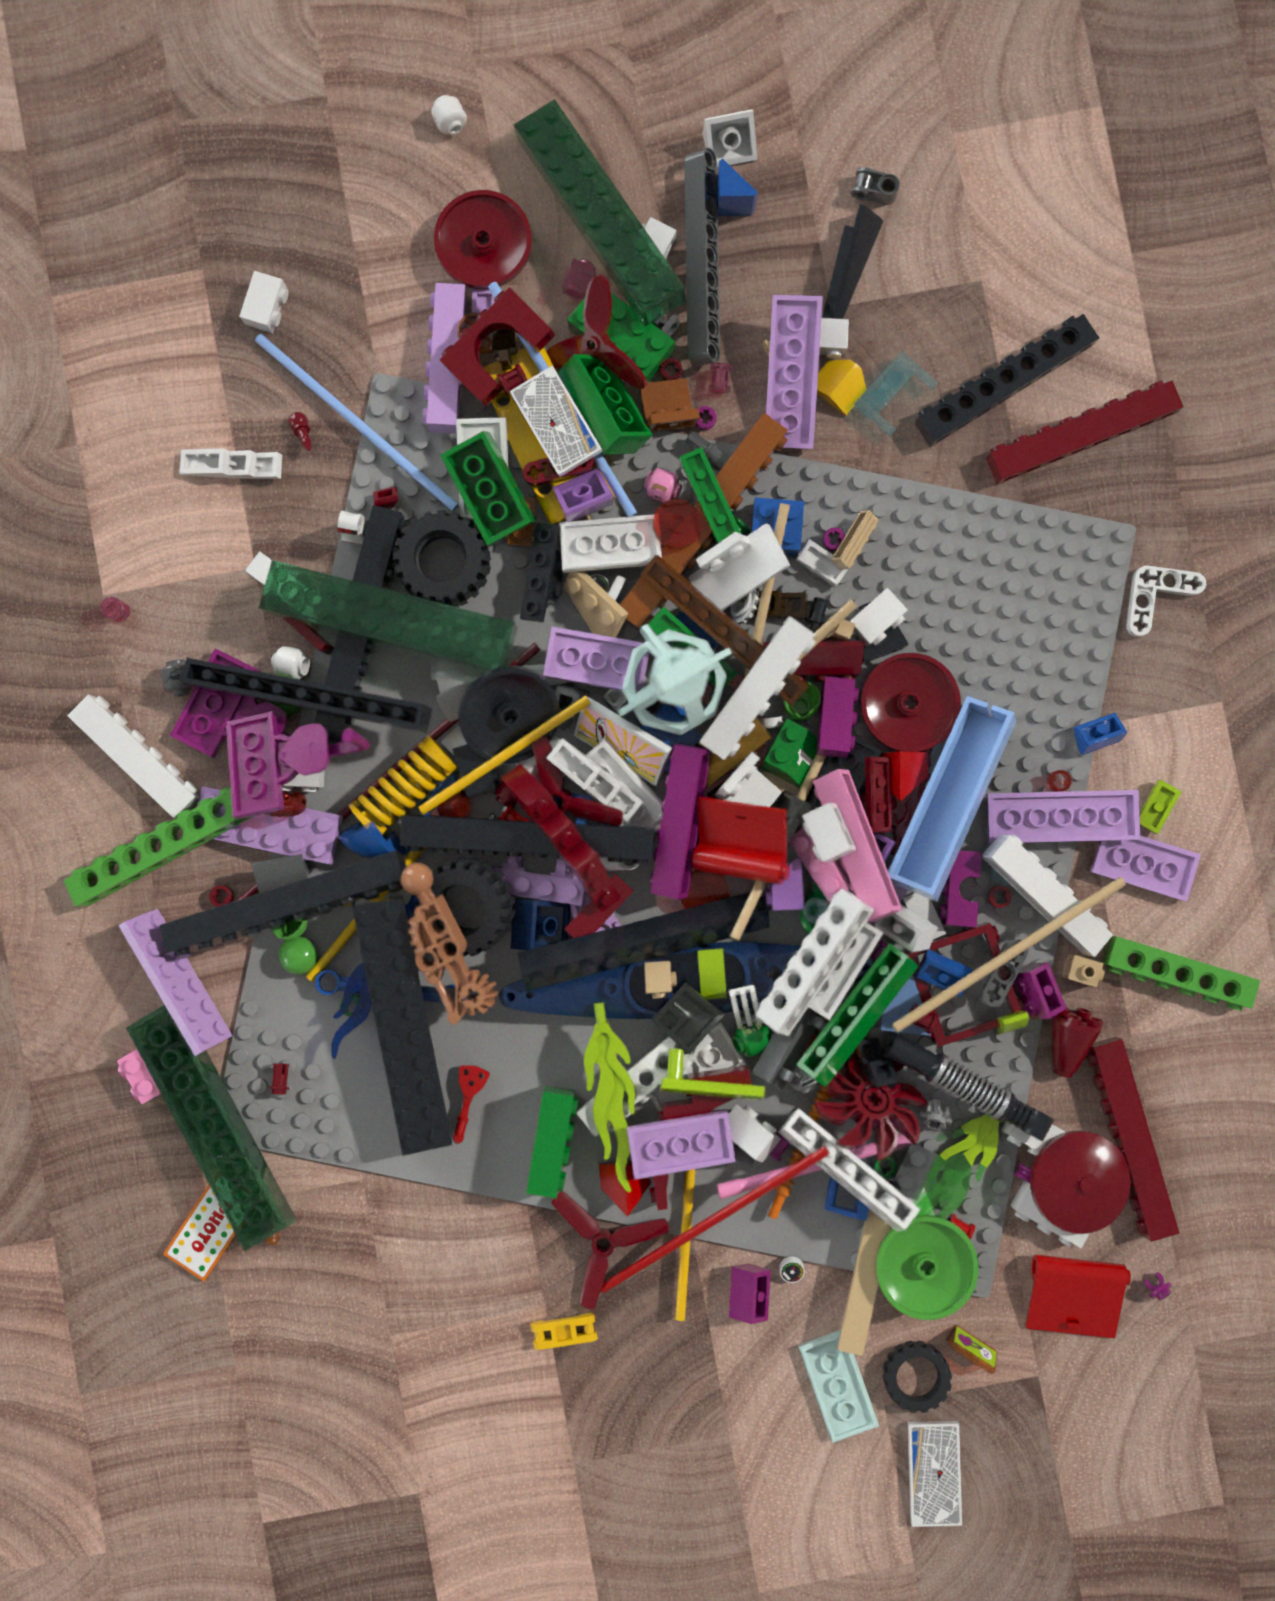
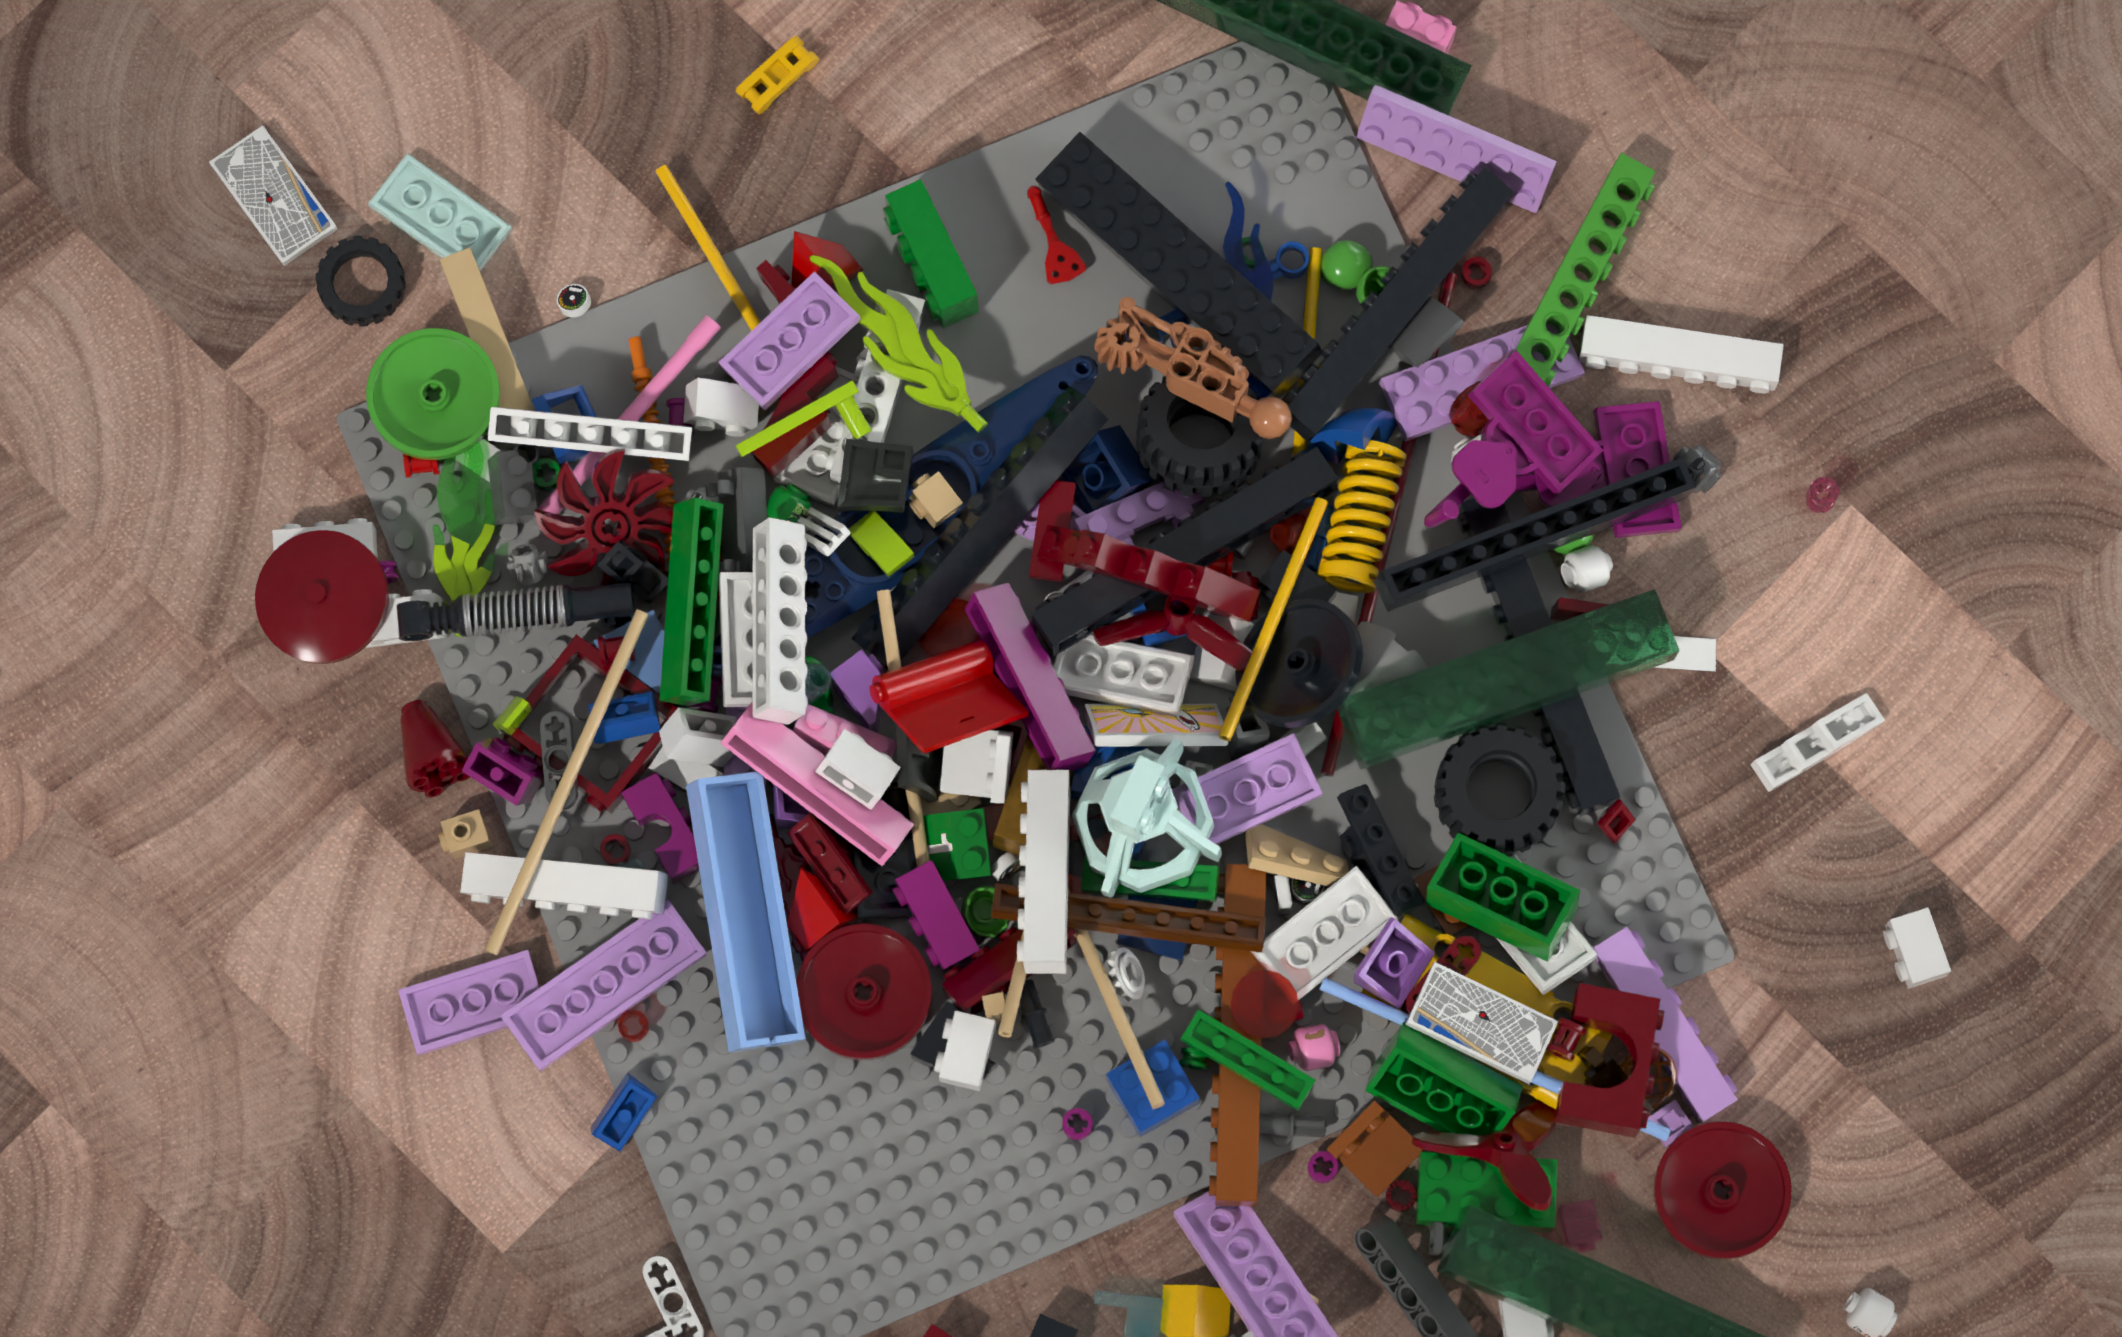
camera: 150 degrees right, 10 degrees down
(279, 1079) = (1270, 125): dark red pin -> none
(299, 424) = (1778, 842): dark red bar -> none
(352, 527) = (1626, 759): white leg -> none
(357, 422) = (1712, 884): light blue piece -> none
(590, 1230) = (823, 195): dark red piece -> none
(594, 779) = (1155, 661): white slope -> none
(715, 1218) = (698, 290): red piece -> none
(720, 378) = (1338, 1223): clear pink bush -> none
(739, 566) = (1161, 1002): white bracket -> none
(749, 1293) = (604, 243): magenta brick -> none
(786, 604) = (1080, 1011): dark brown slope -> none
(819, 562) = (1071, 1088): white tile -> none
(855, 540) = (1052, 1135): tan piece -> none
(972, 1348) = (318, 349): slope -> none
(1076, 1296) = (240, 480): red door -> none
(1133, 1138) = (289, 689): dark red brick -> none
(1158, 806) = (500, 1076): lime plate -> none
(1159, 1291) = (150, 547): magenta plate -> none
(1242, 987) = (437, 891): bright green brick -> none

